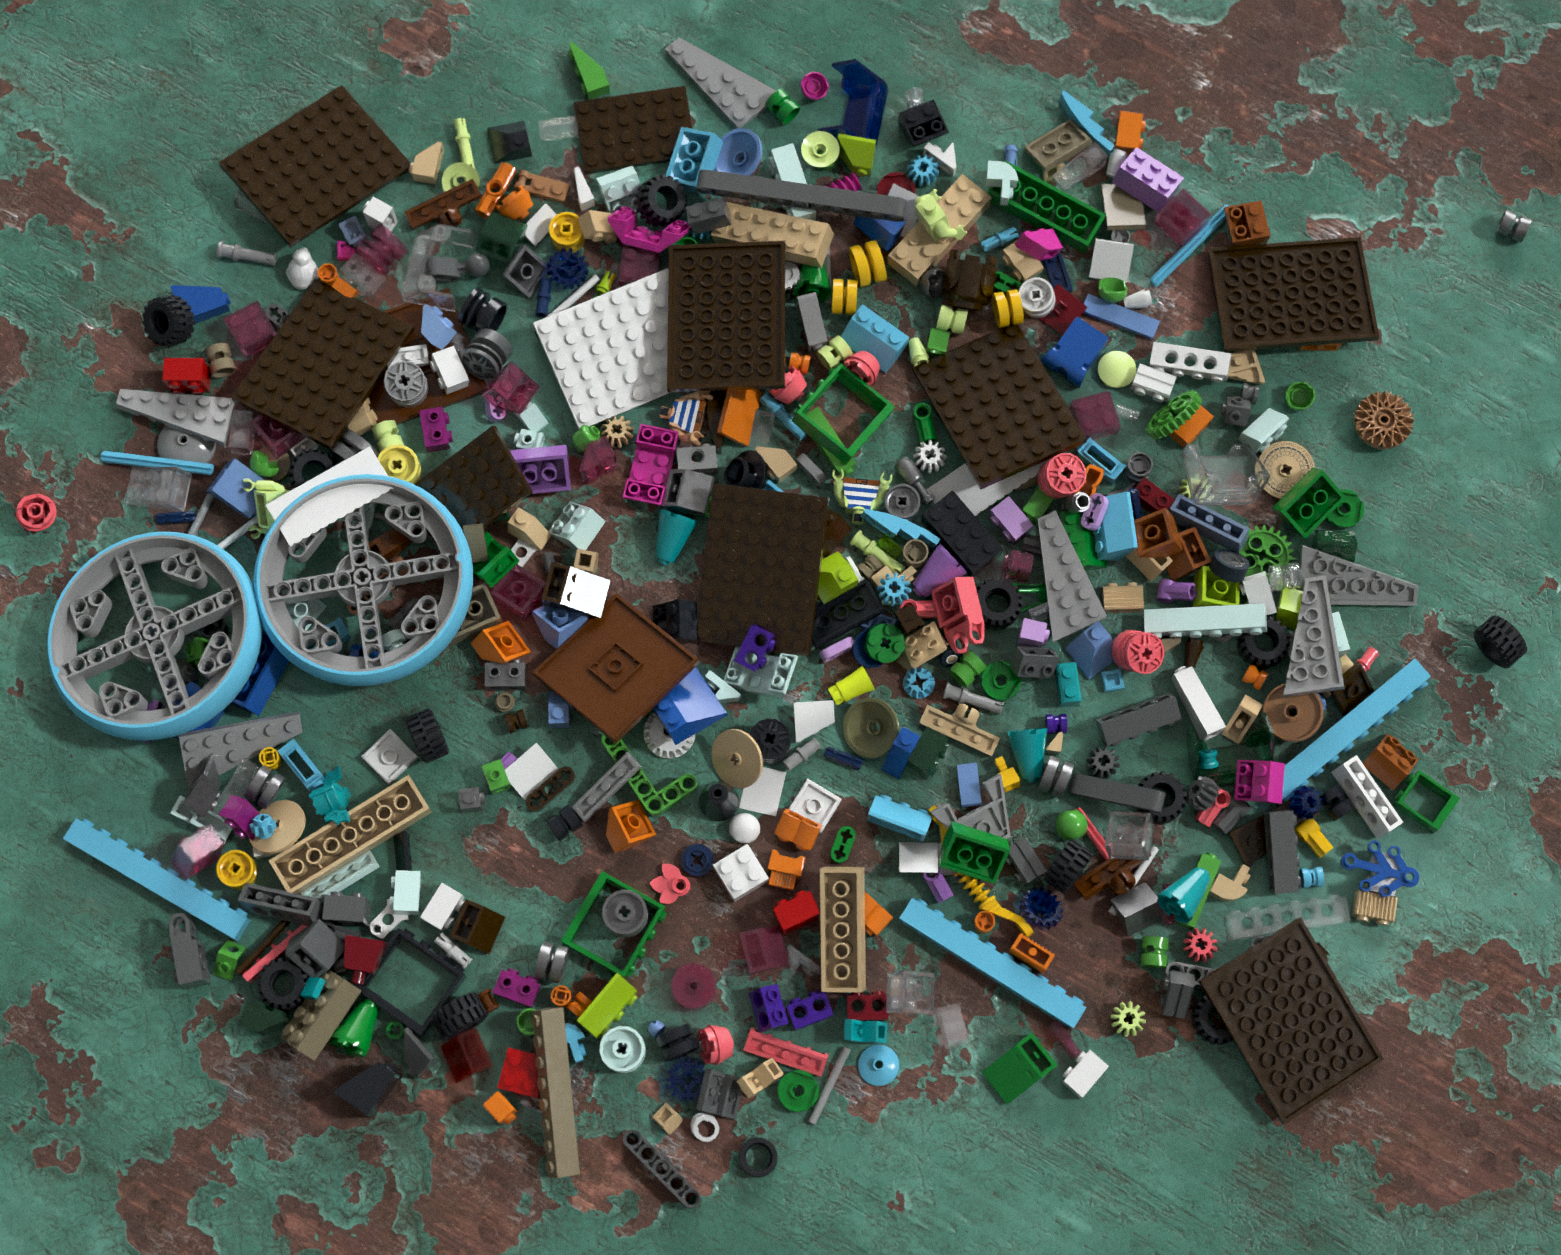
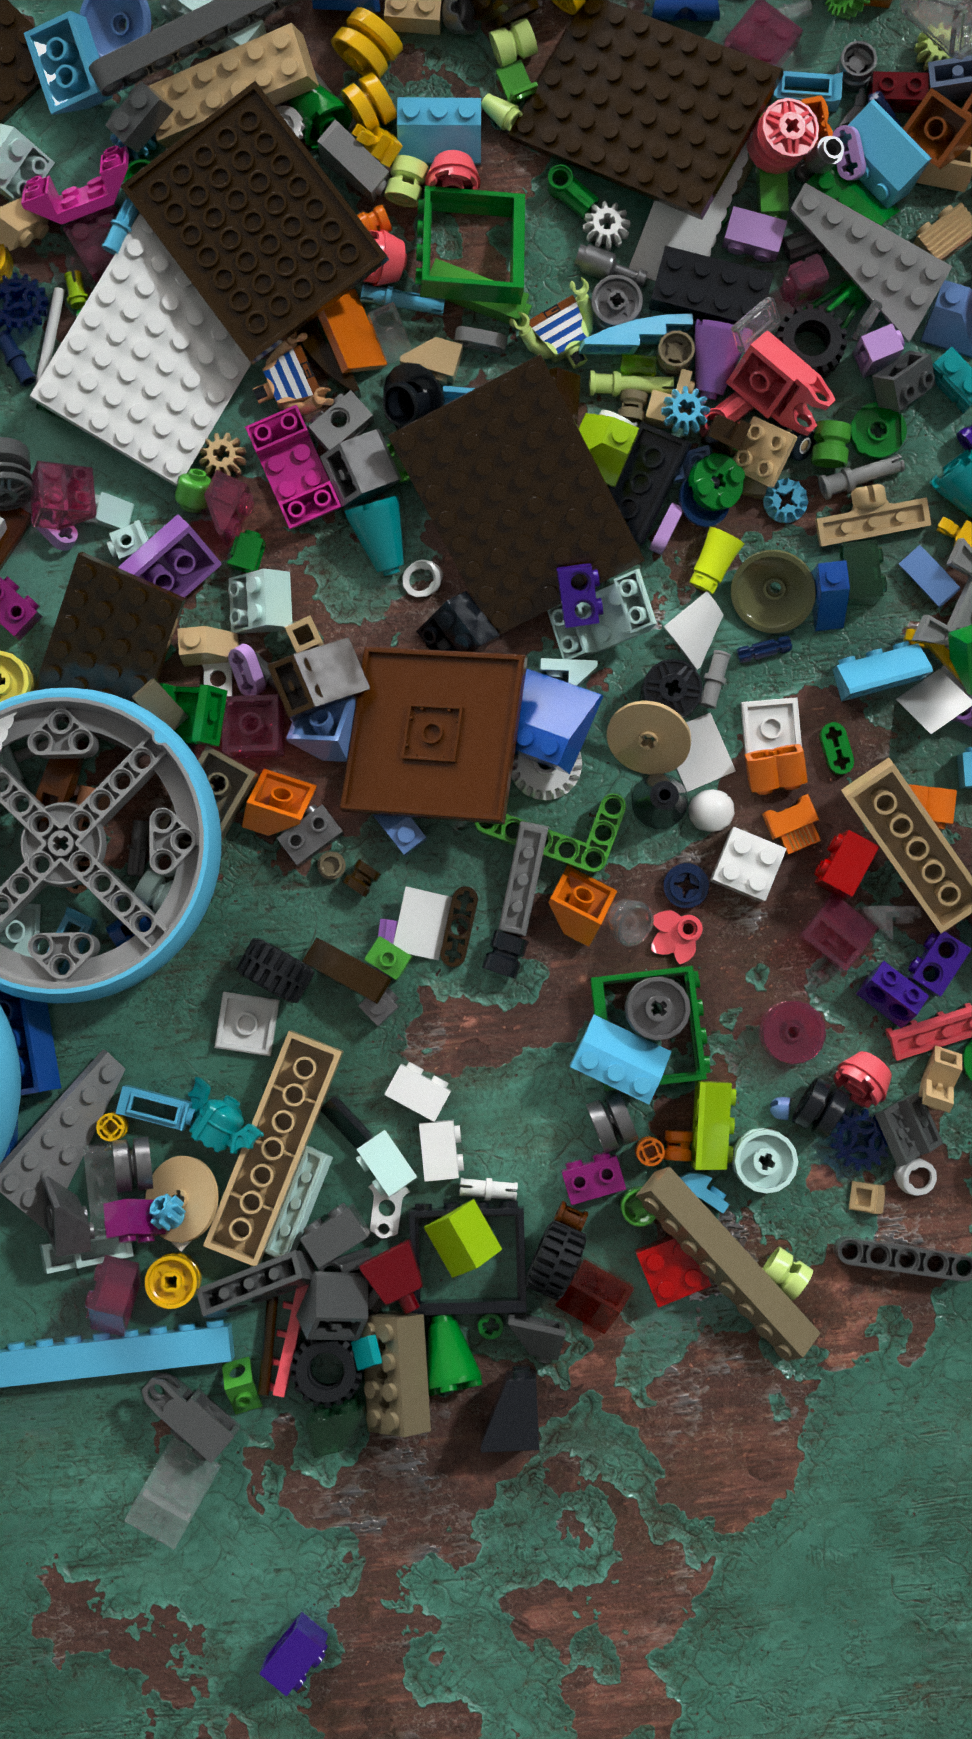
camera: 30 degrees left, 10 degrees up
(140, 1133) = (294, 1654): none -> dark purple brick
(143, 991) = (172, 1494): none -> clear slope
(417, 965) = (463, 1239): none -> lime slope
(455, 865) = (418, 1091): none -> white brick
(467, 765) = (346, 970): none -> dark brown slope
(477, 926) = (496, 1143): dark brown slope -> none
(500, 1109) = (679, 1327): orange brick -> none
(540, 558) = (247, 670): none -> lavender beam
(582, 928) = (621, 1059): none -> medium azure slope
(586, 1125) = (786, 1273): none -> yellowish green wheel
(590, 493) = (247, 552): none -> green window
(648, 856) = (630, 921): none -> clear hat
(653, 267) = (120, 227): none -> medium azure axle
(674, 200) = (79, 127): black tyre -> none
(688, 583) = (426, 565): none -> white piece
(834, 323) = (379, 143): none -> yellow piece
(970, 568) = (755, 323): none -> clear tile

